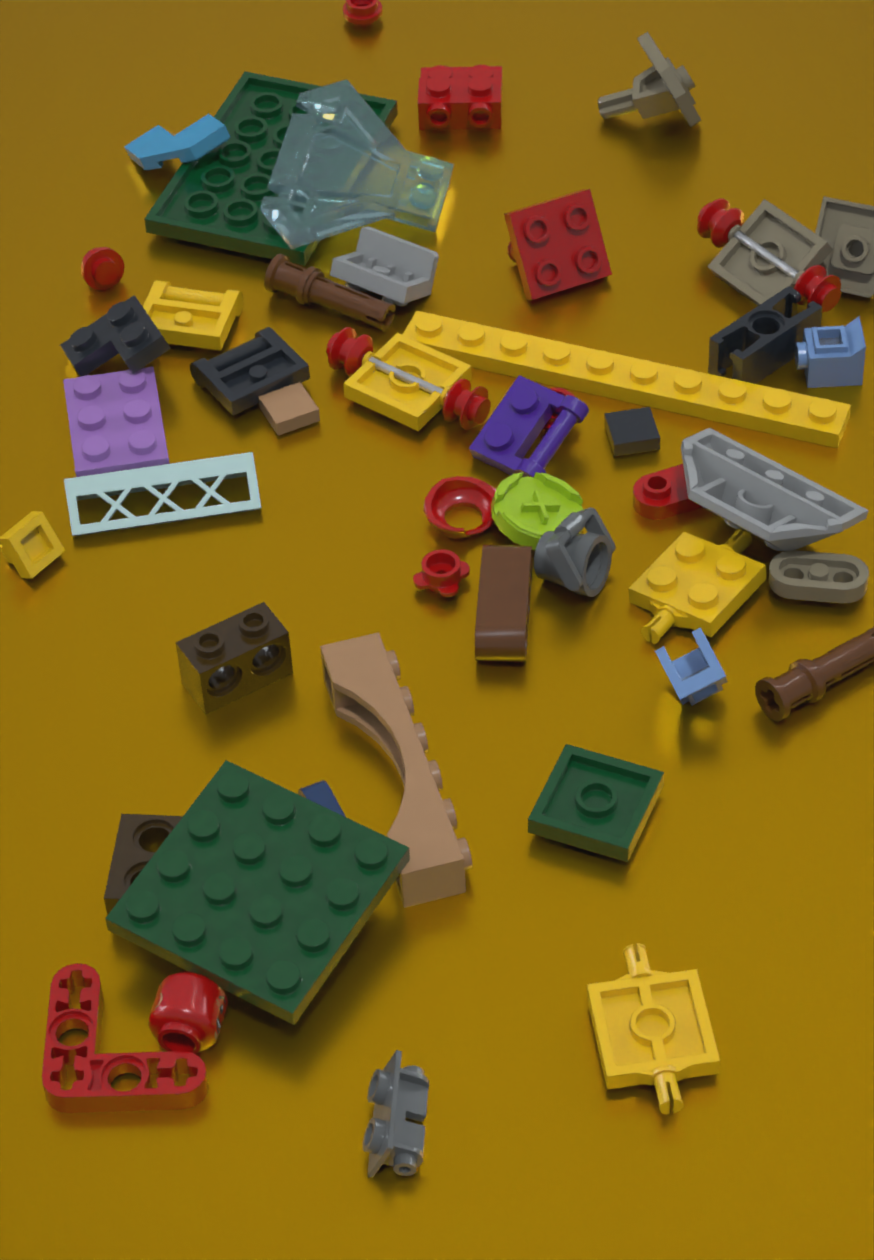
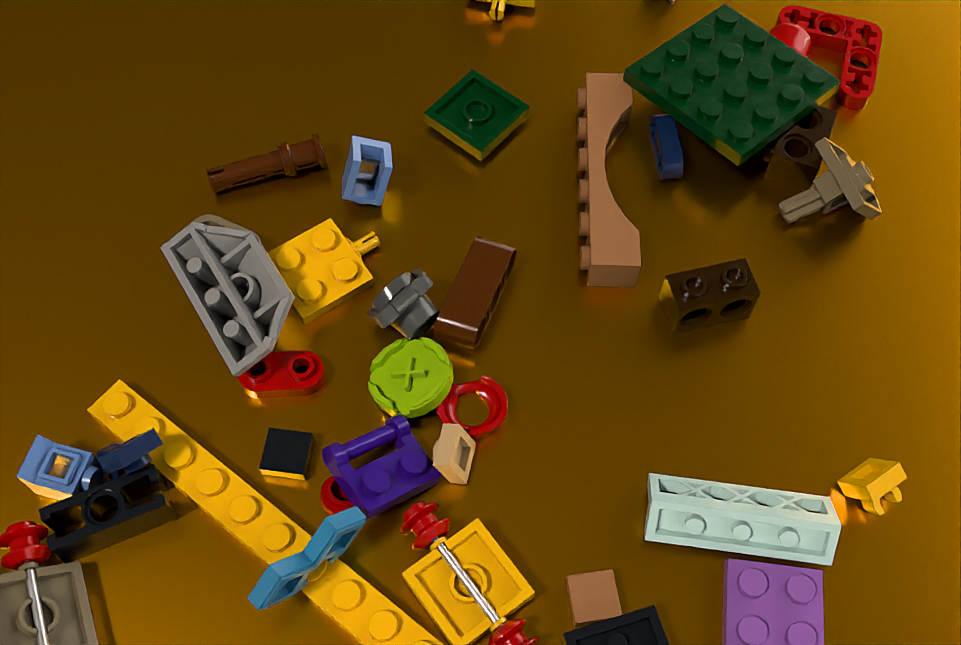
camera: 165 degrees left, 15 degrees up
(84, 813) = (840, 185): none -> dark tan piece
(441, 572) = (514, 333): red plate -> none
(464, 454) = (454, 453): none -> tan plate
(546, 340) = (289, 575): none -> dark azure tile
(770, 358) = (129, 455): none -> dark blue plate

